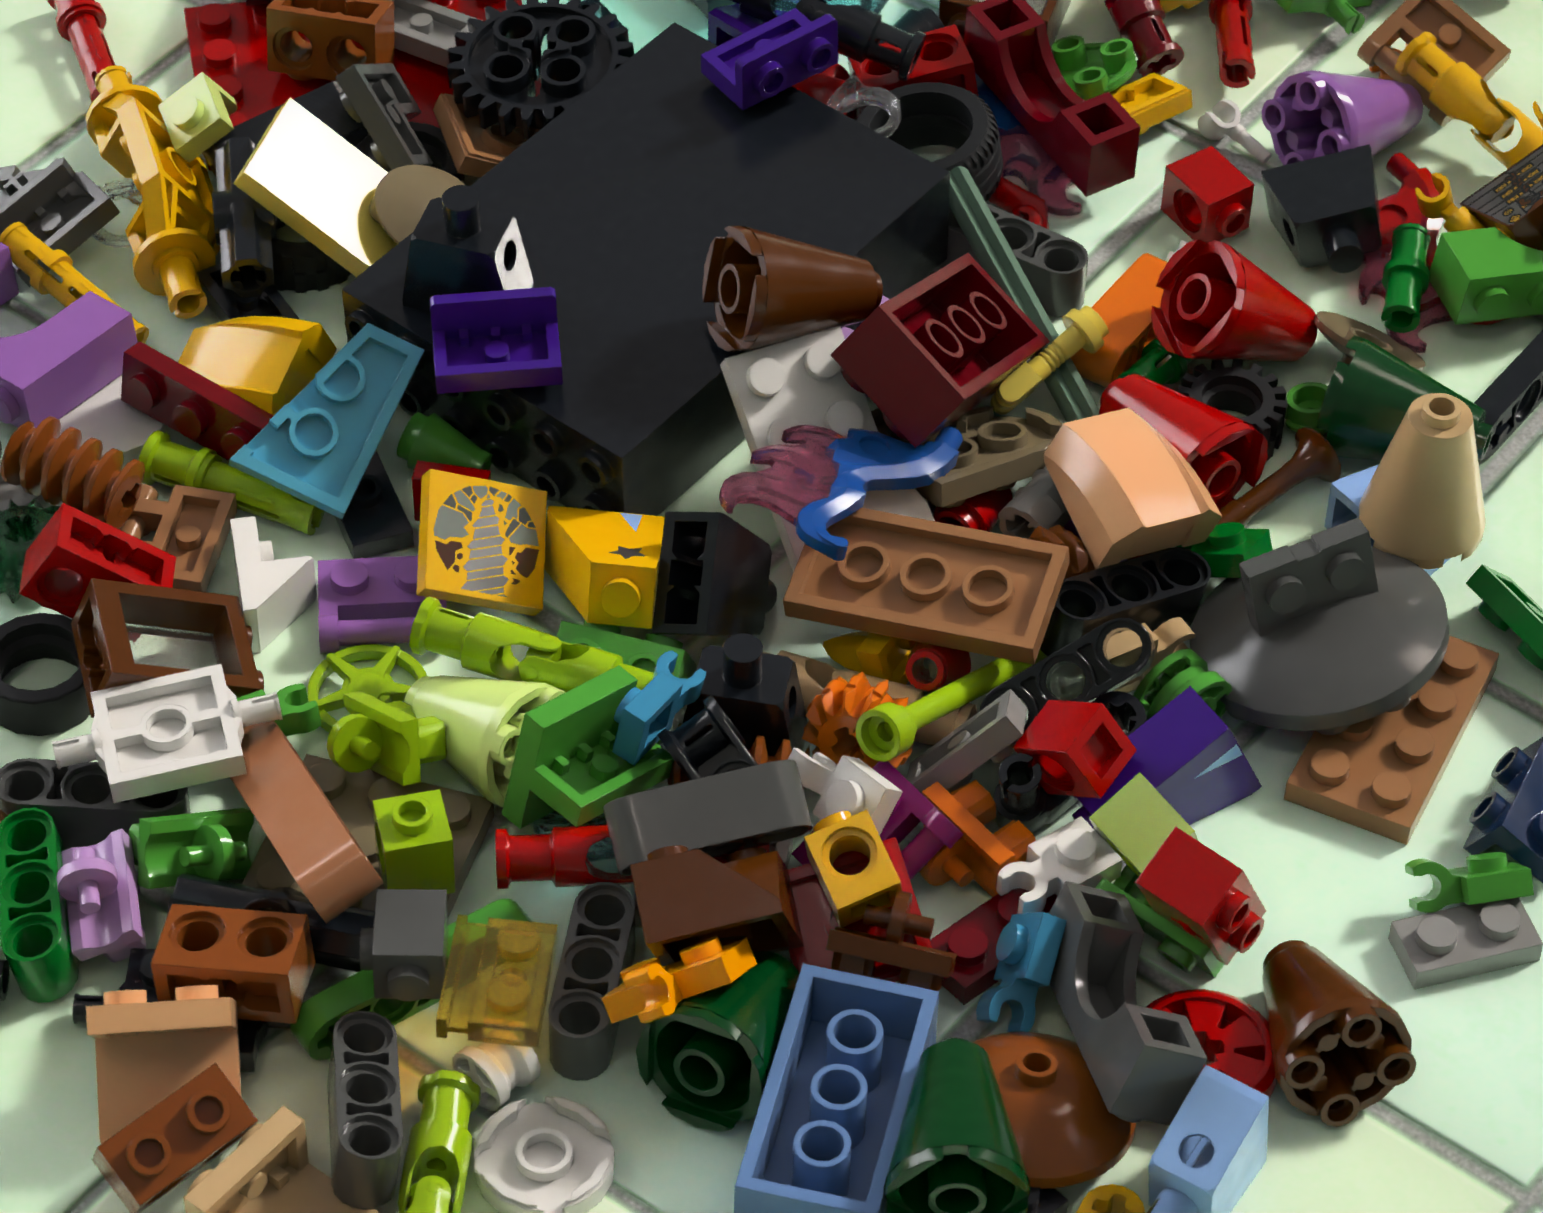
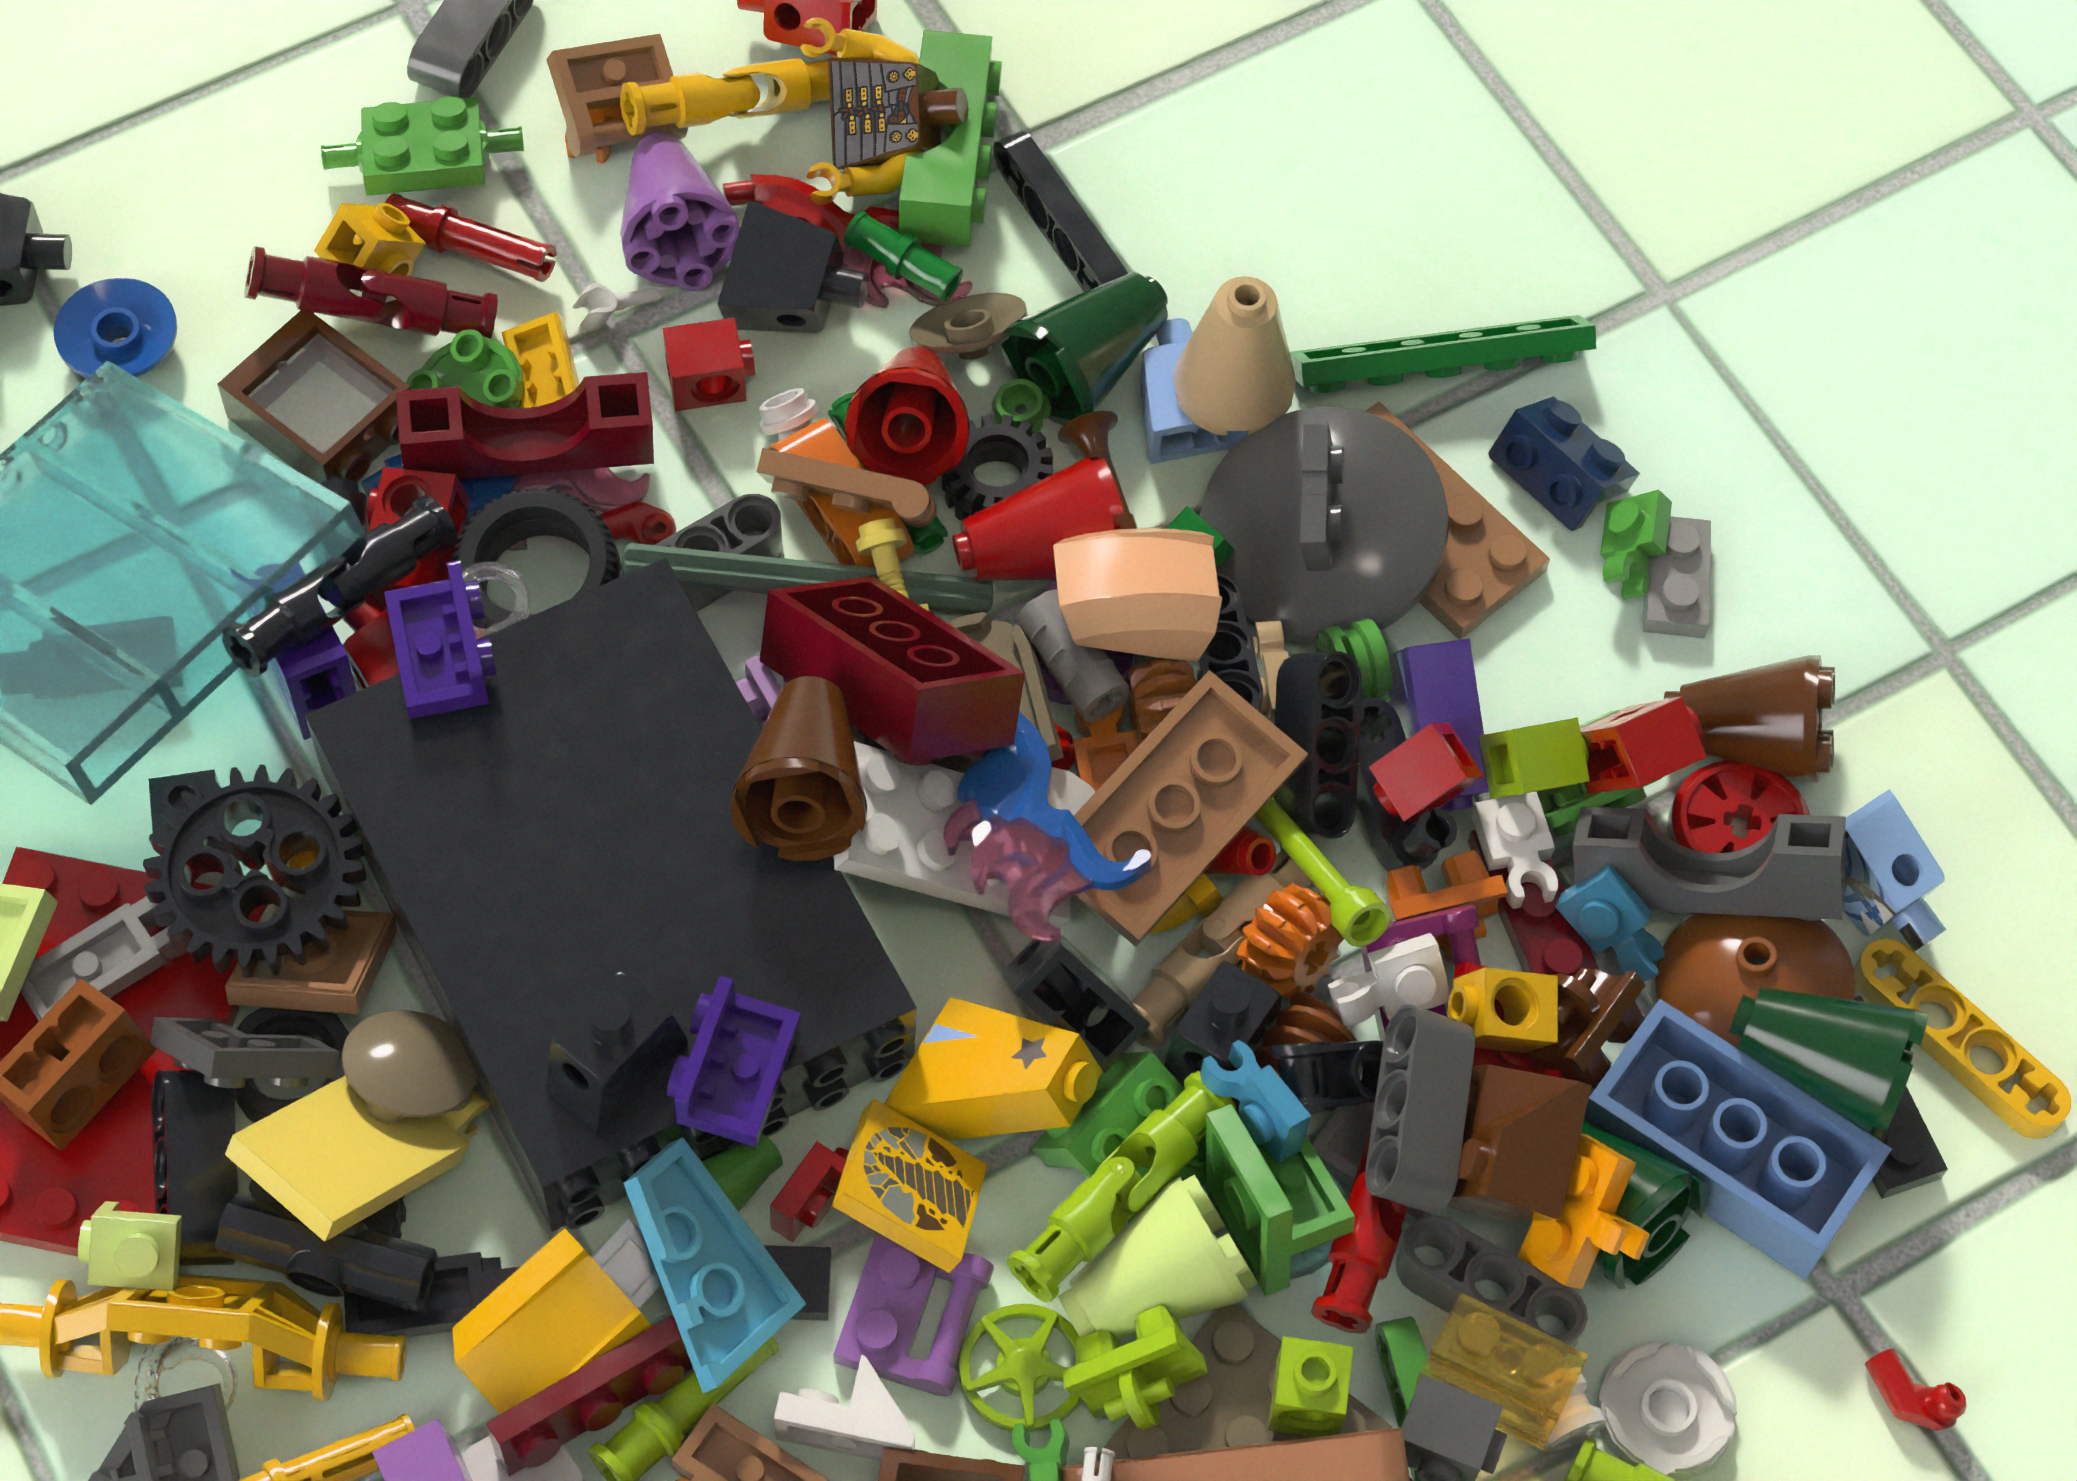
camera: 70 degrees left, 15 degrees up
(981, 738) = (1363, 840): light grey plate -> none
(1118, 291) = (850, 487): none -> medium nougat plate

